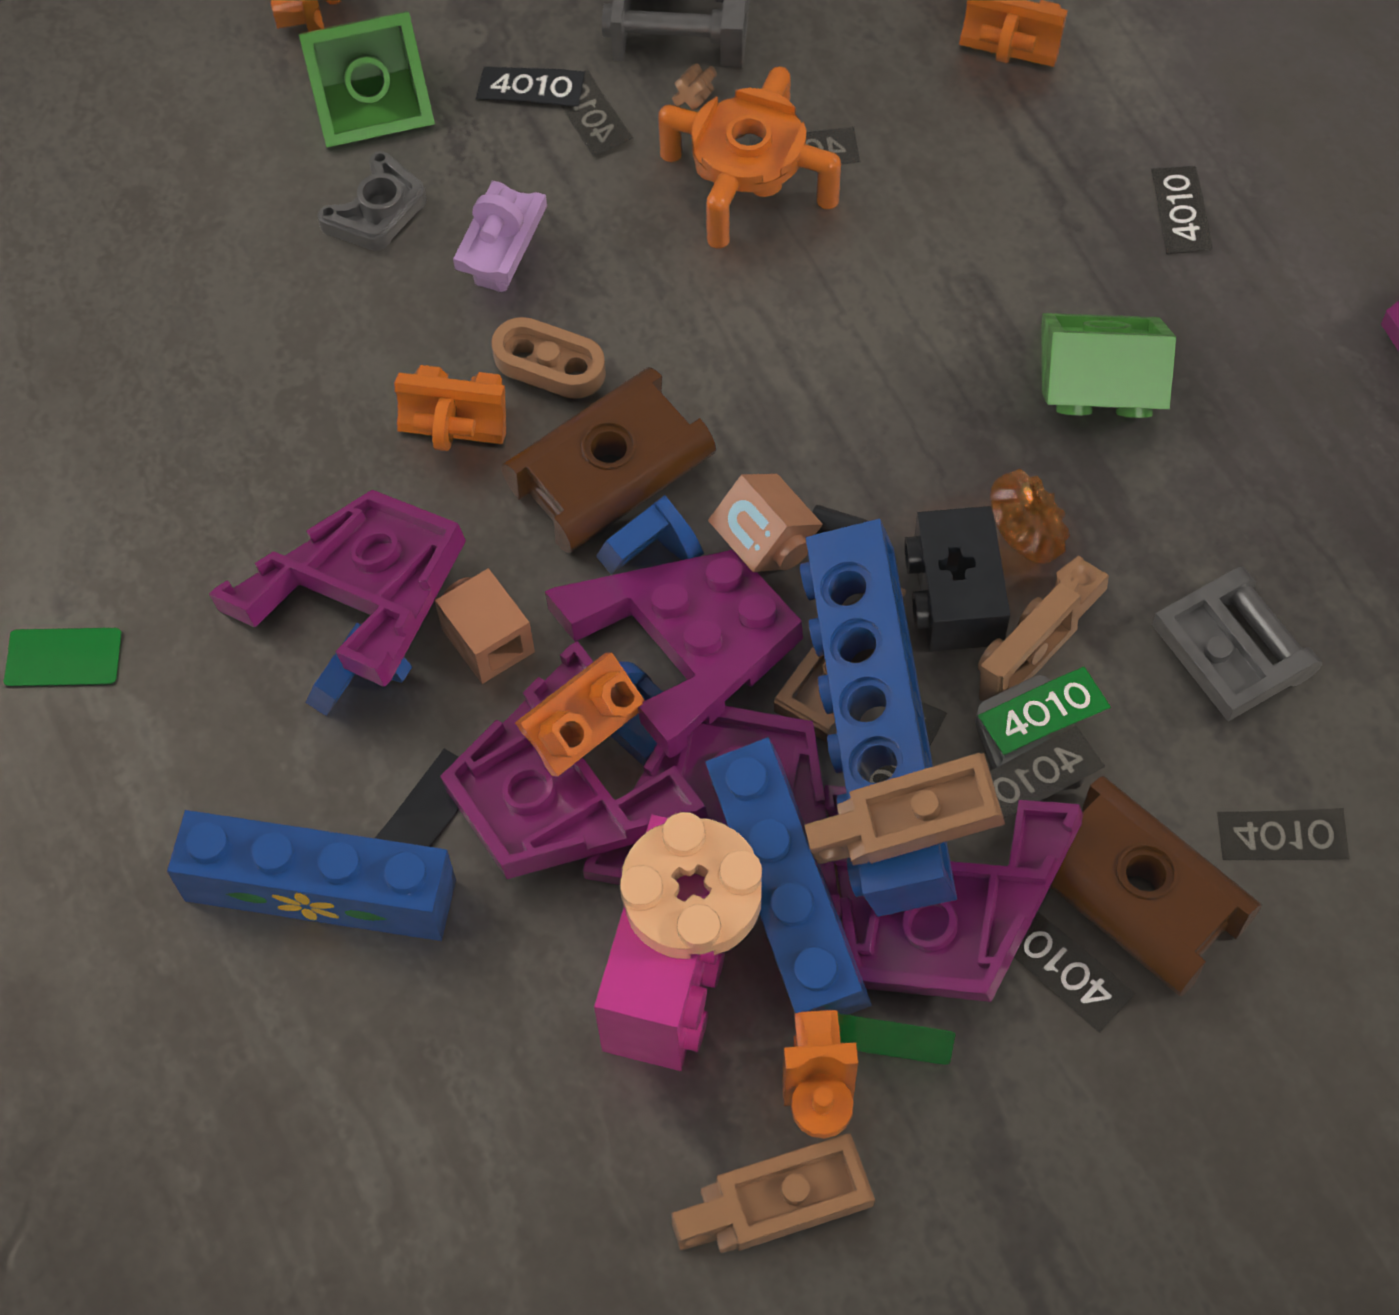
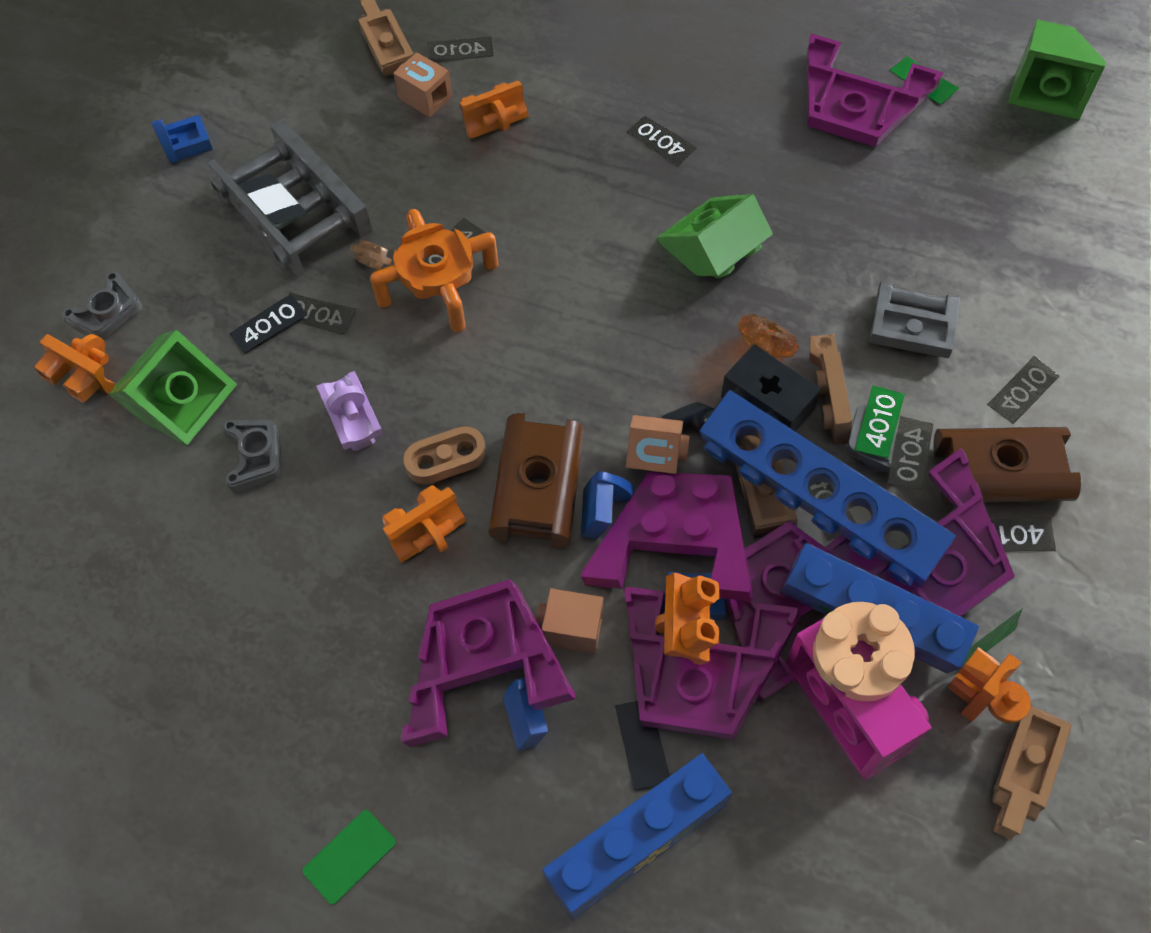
camera: 45 degrees left, 0 degrees up
(909, 813) = (915, 517): medium nougat hinge -> none

